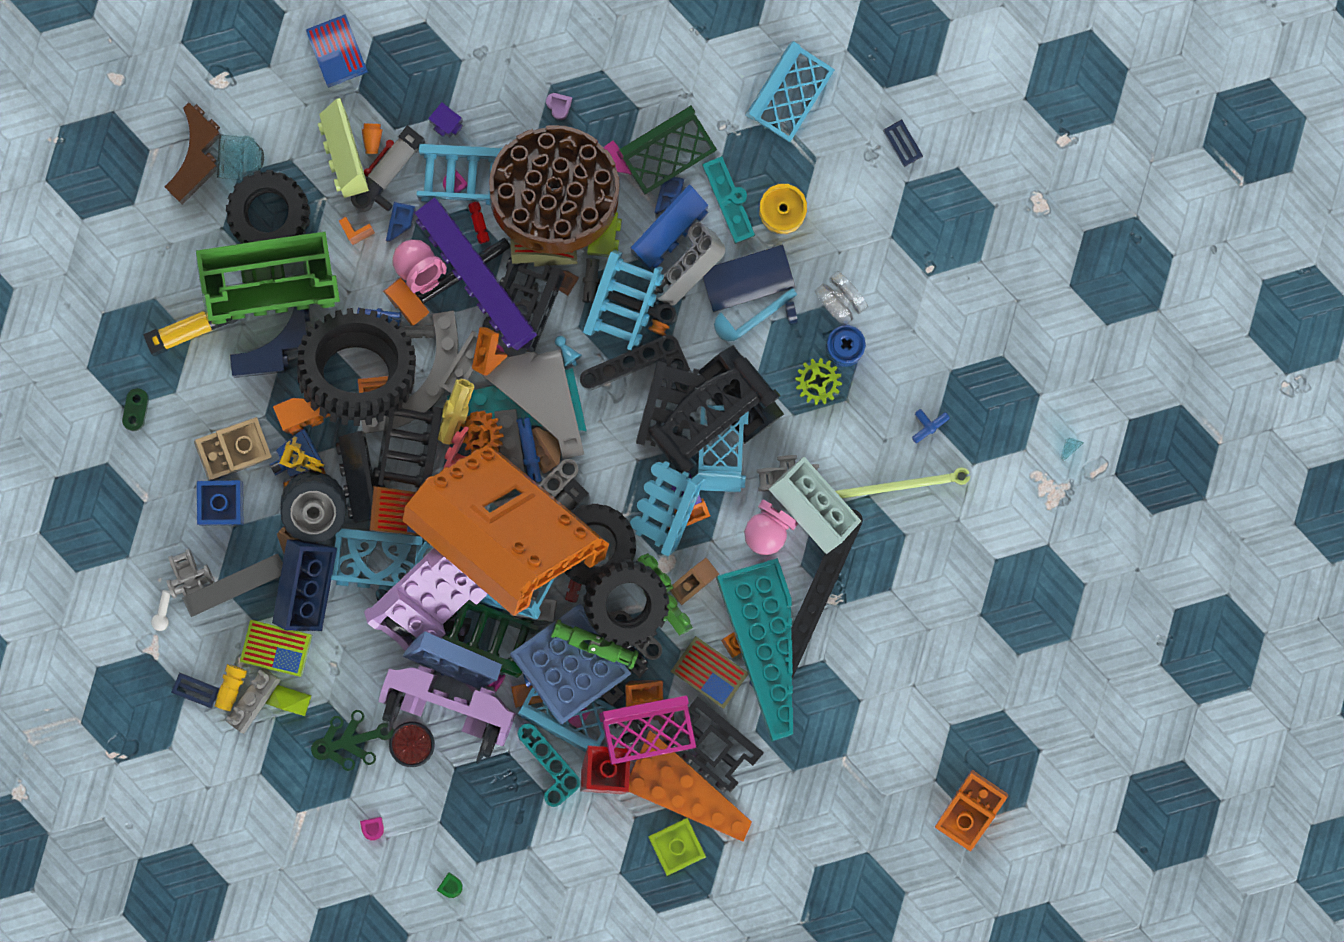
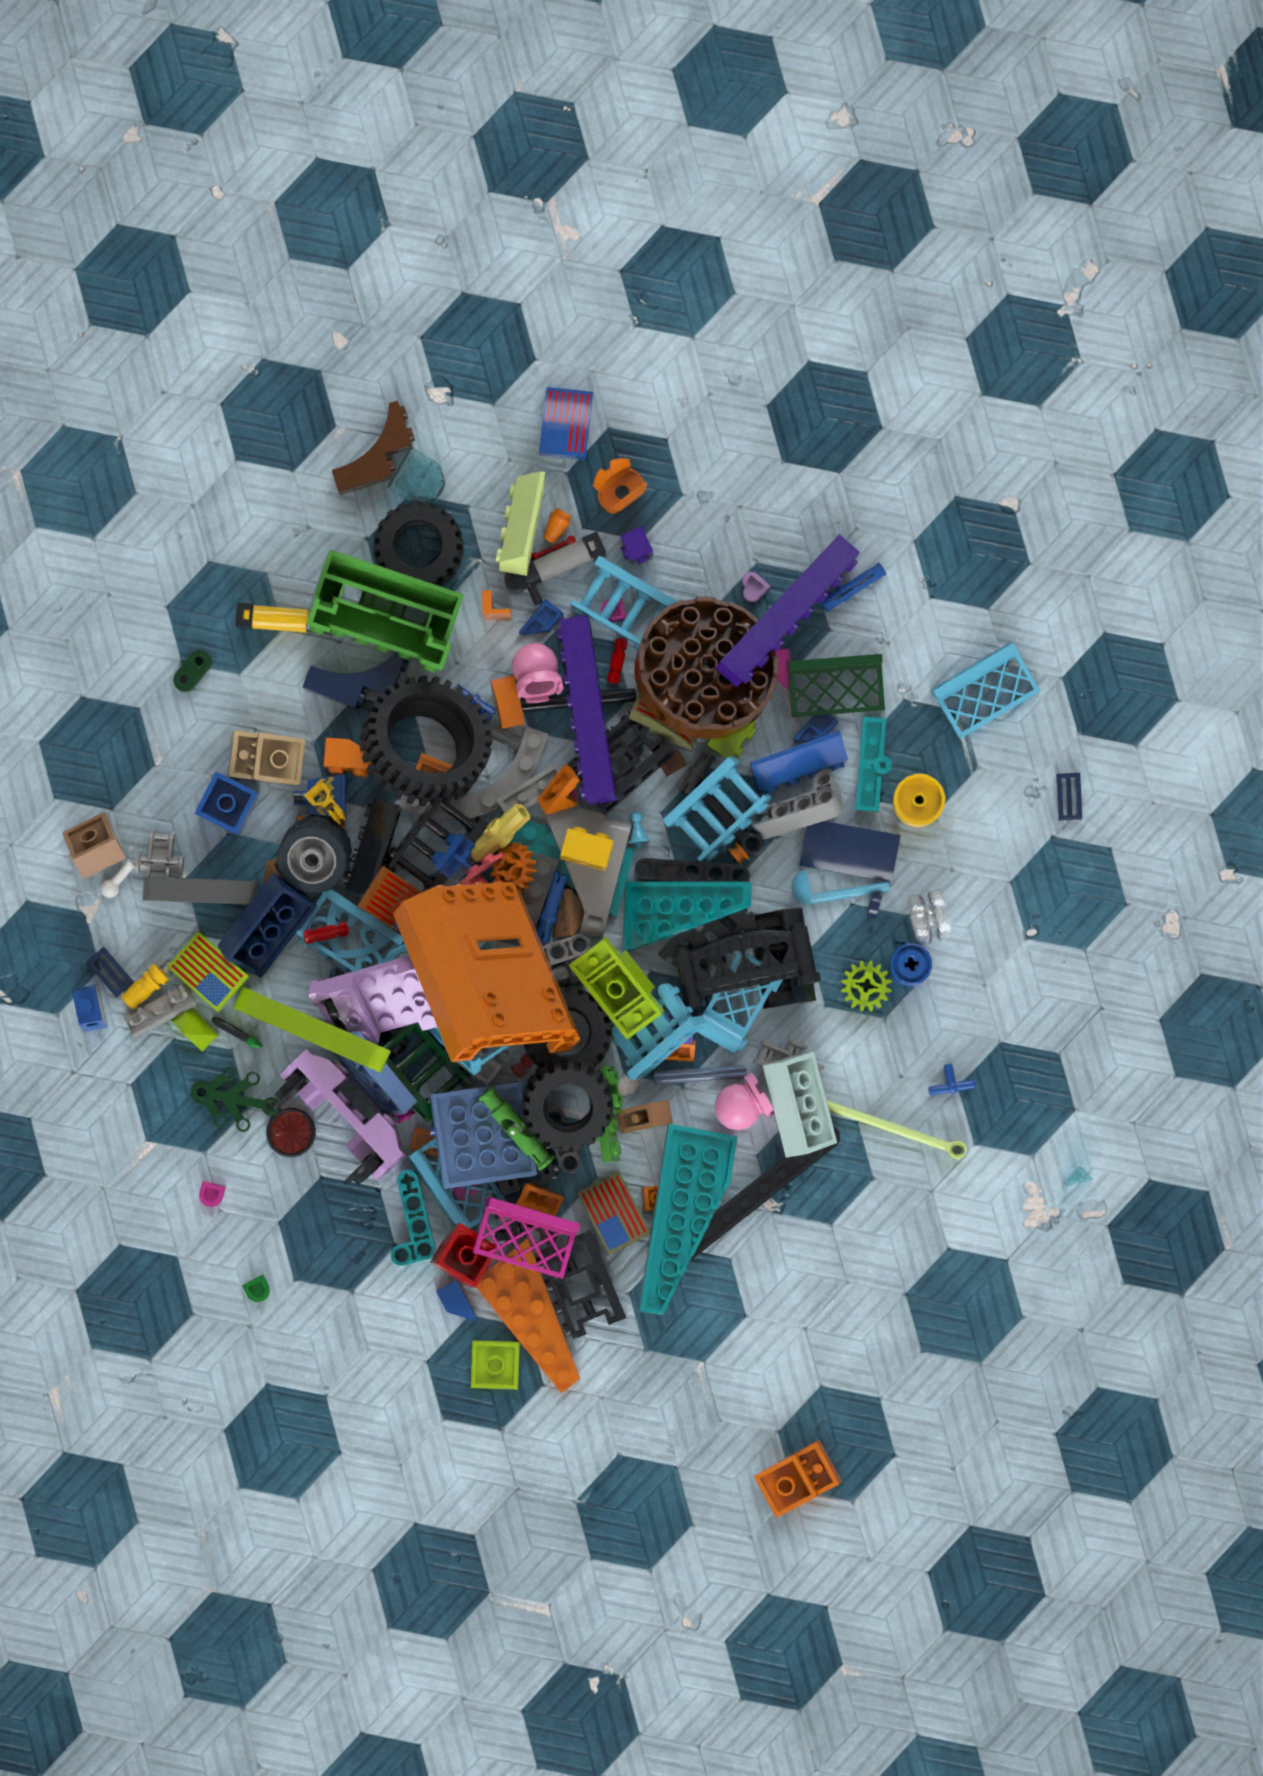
camera: 30 degrees right, 0 degrees up
(128, 593) = (93, 845): none -> medium nougat slope
(193, 728) = (89, 1008): none -> blue torso
(320, 685) = (236, 1032): none -> black piece
(355, 566) = (325, 933): none -> red axle
(385, 650) = (312, 1029): none -> lime beam
(400, 71) = (618, 475): none -> orange piece
(429, 448) = (455, 856): none -> blue hips
(533, 386) = (587, 848): none -> yellow brick
(596, 109) = (788, 610): none -> dark purple brick
(617, 486) = (618, 987): none -> lime brick
(617, 811) = (456, 1301): none -> blue tile
(627, 85) = (876, 573): none -> blue pin
(627, 399) = (670, 908): none -> teal wing
(720, 524) = (701, 1074): none -> sand blue axle

